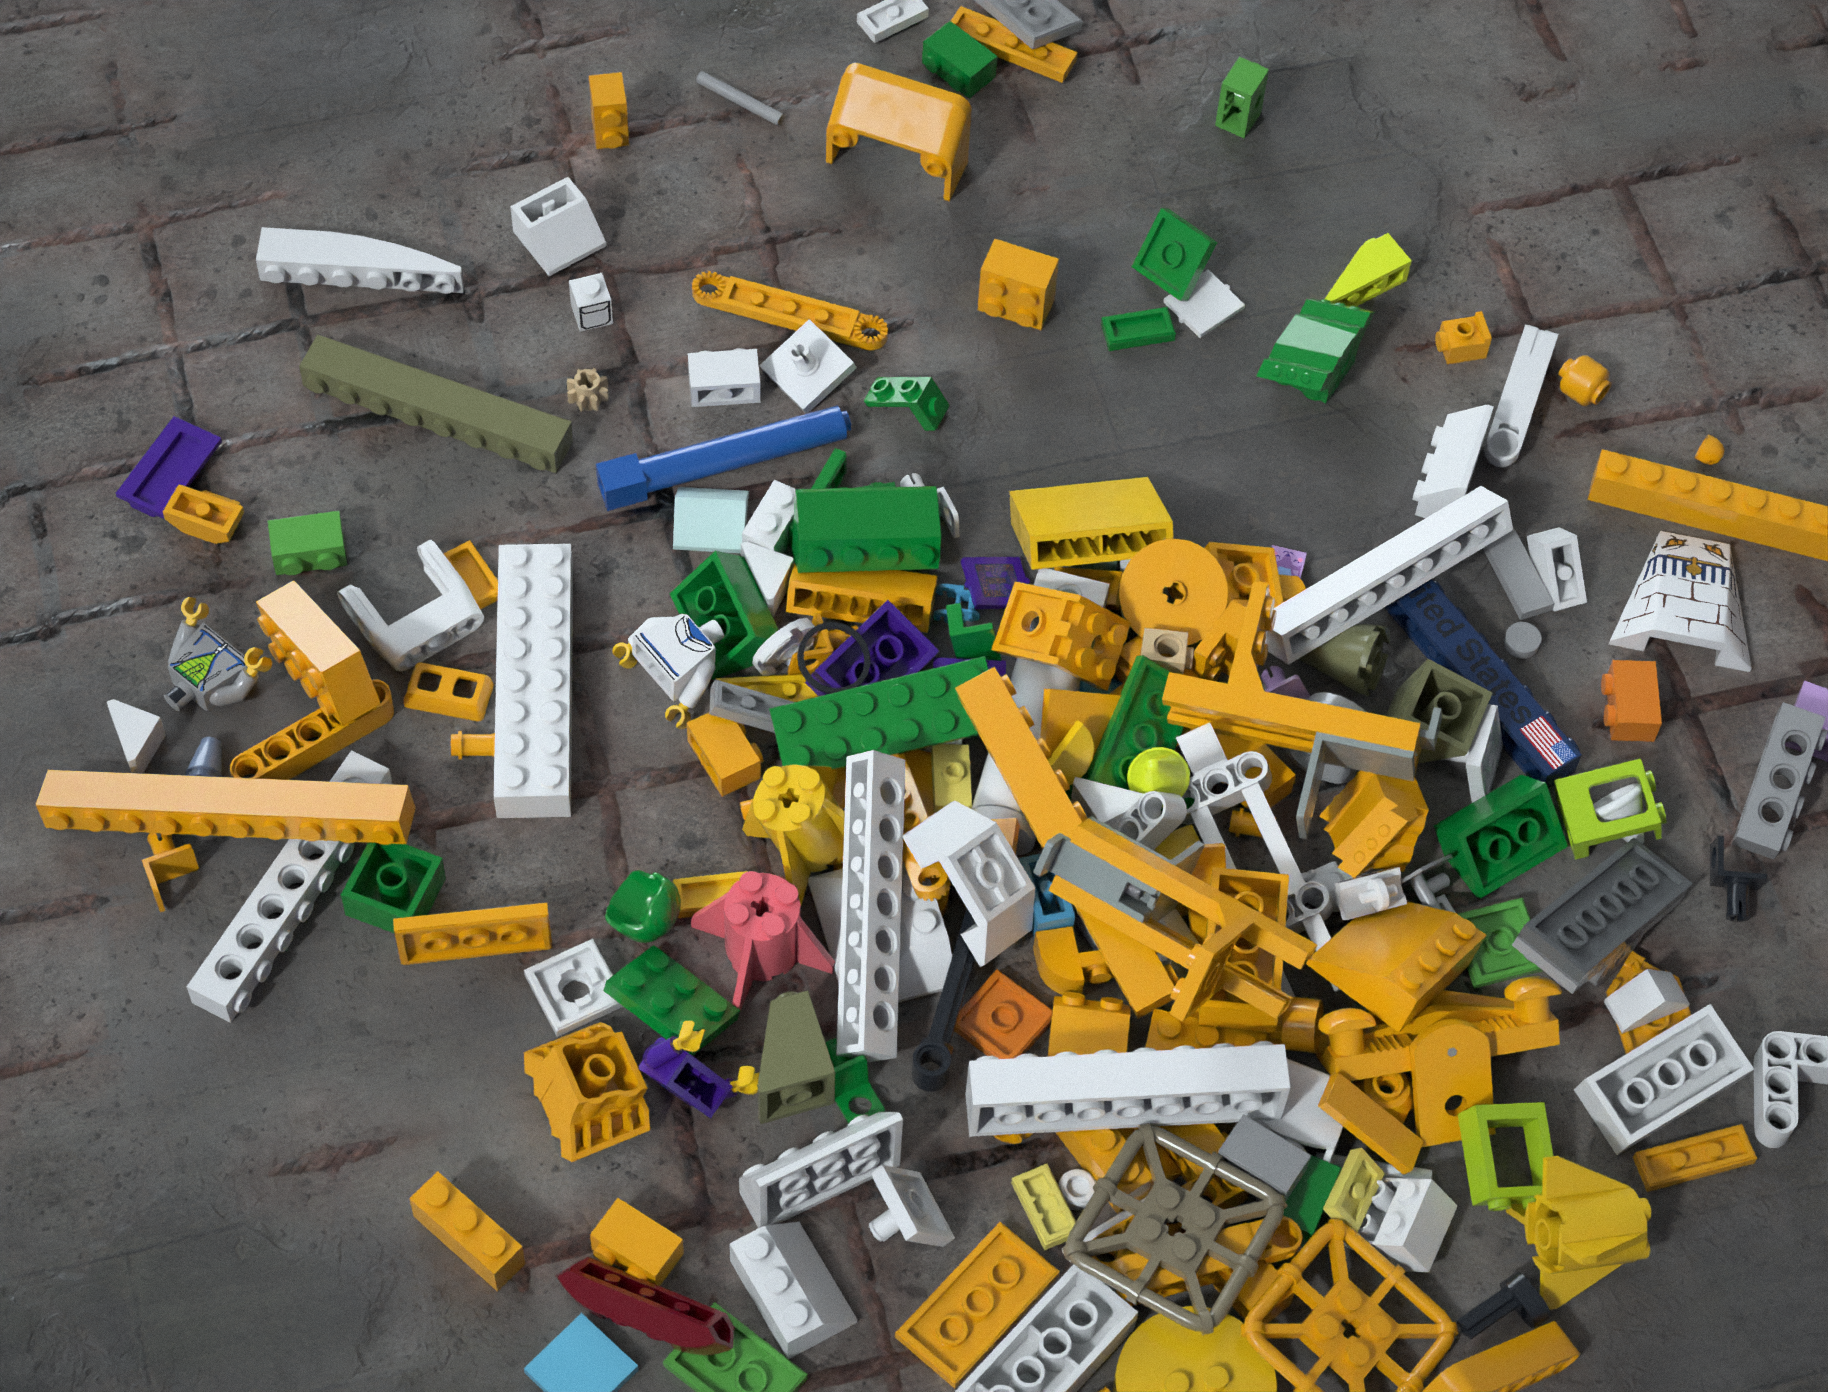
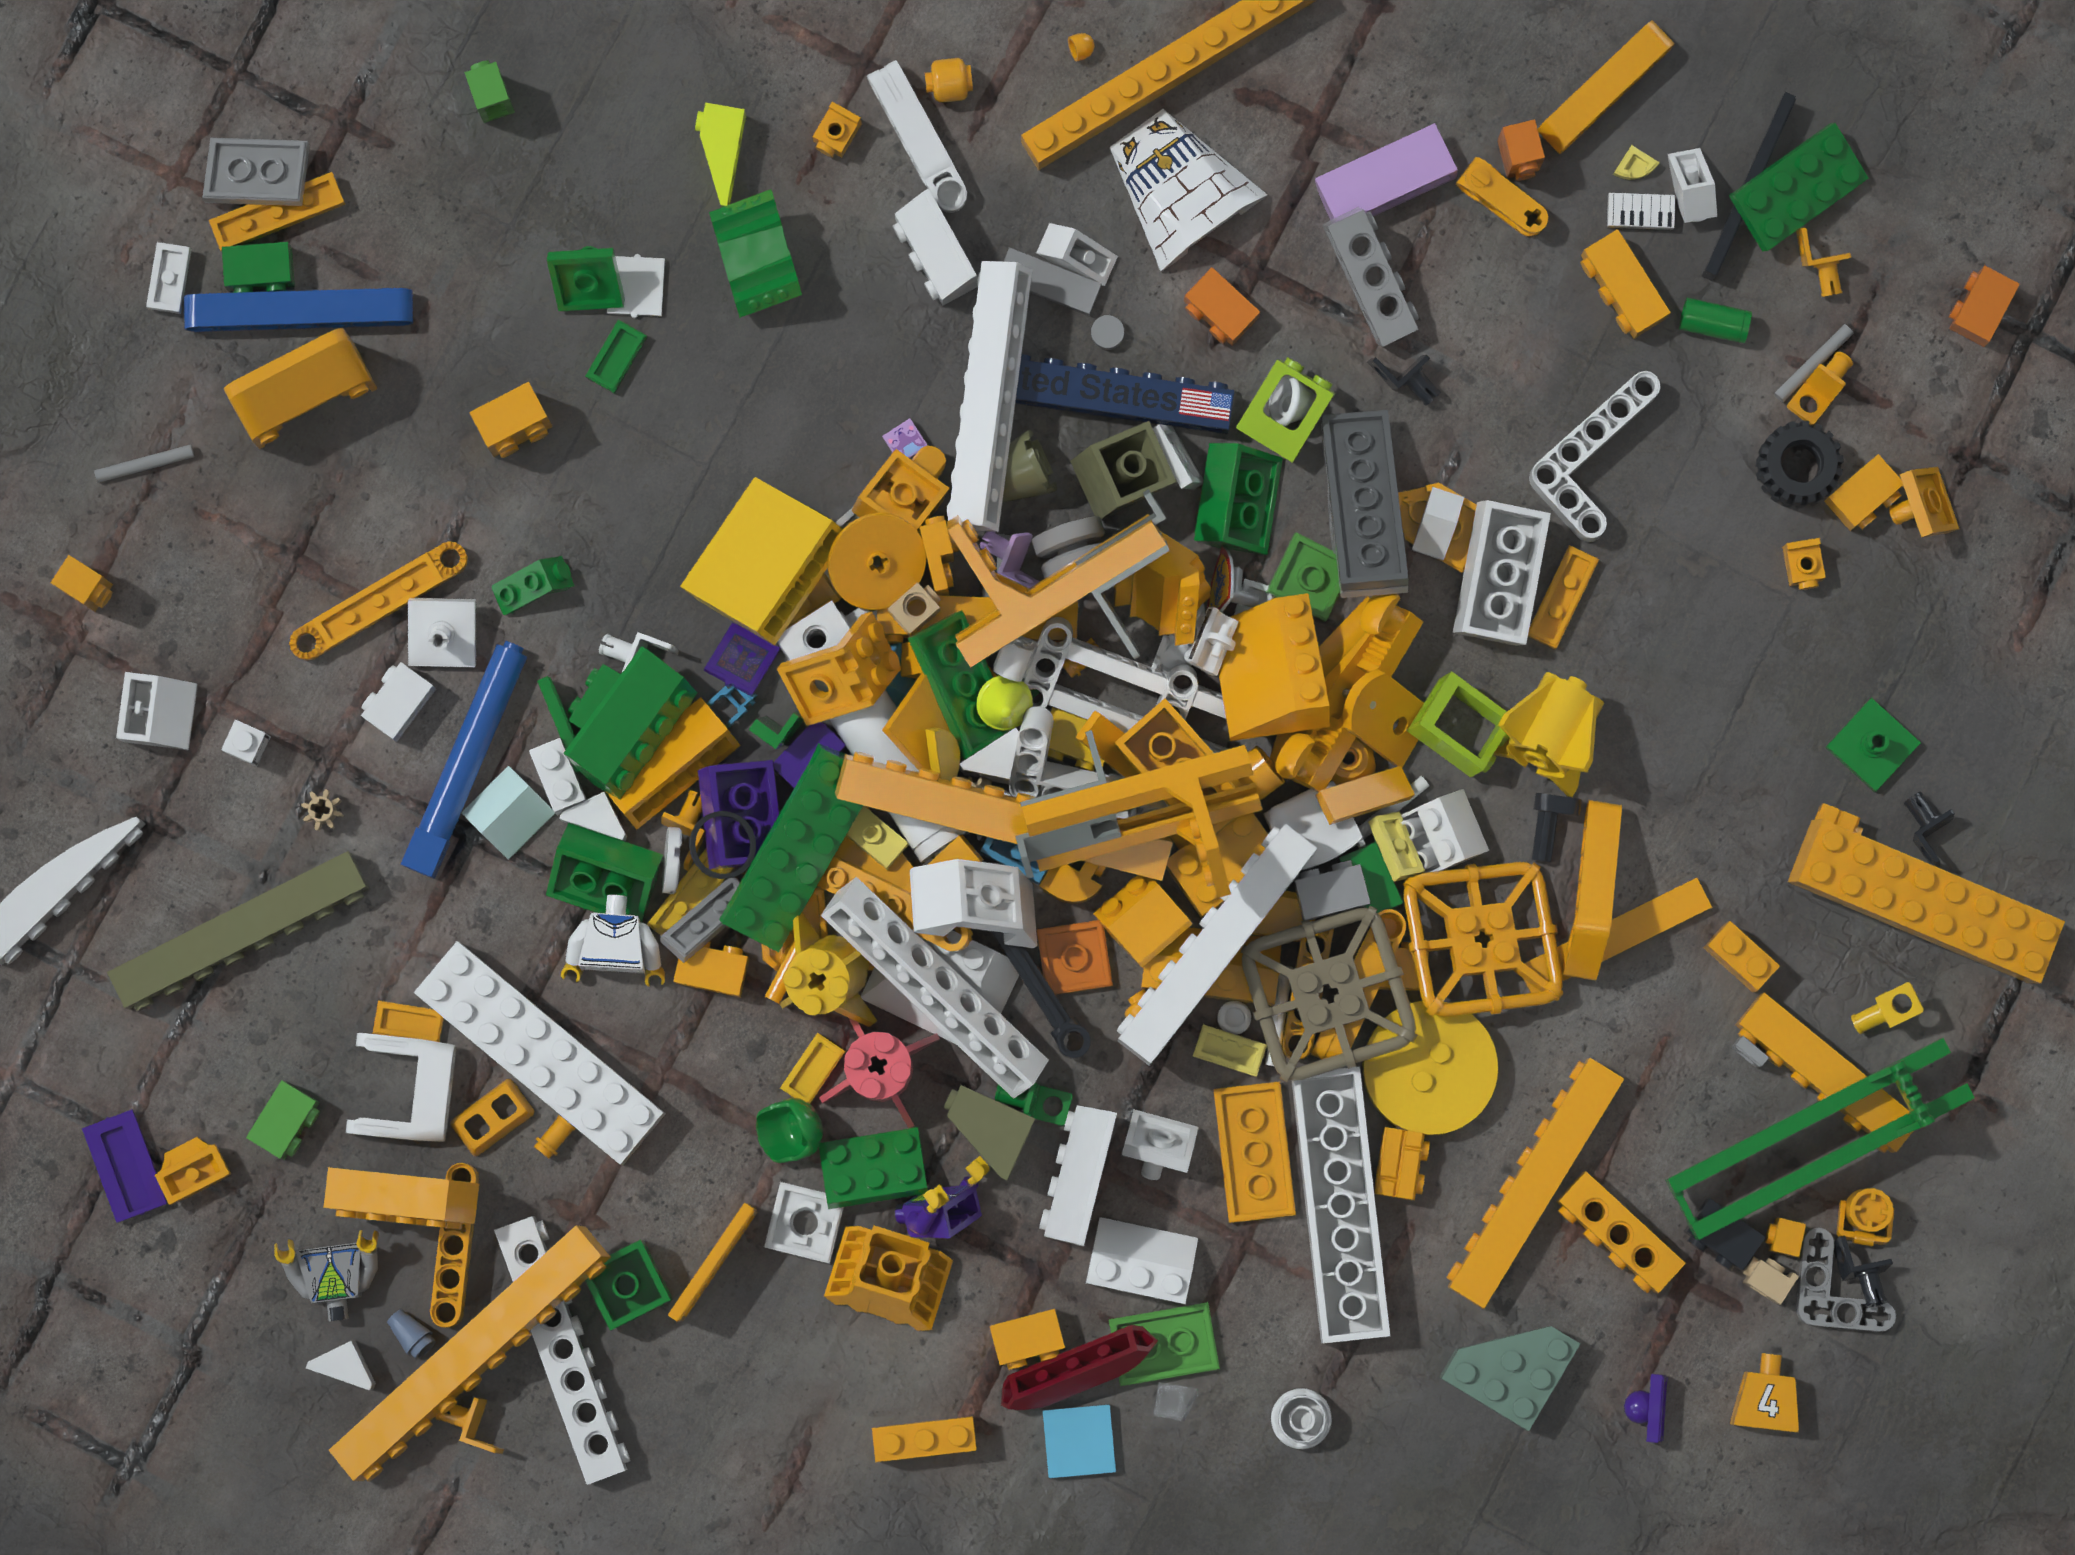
camera: 45 degrees left, 25 degrees up
(989, 132) = (298, 309): none -> blue beam

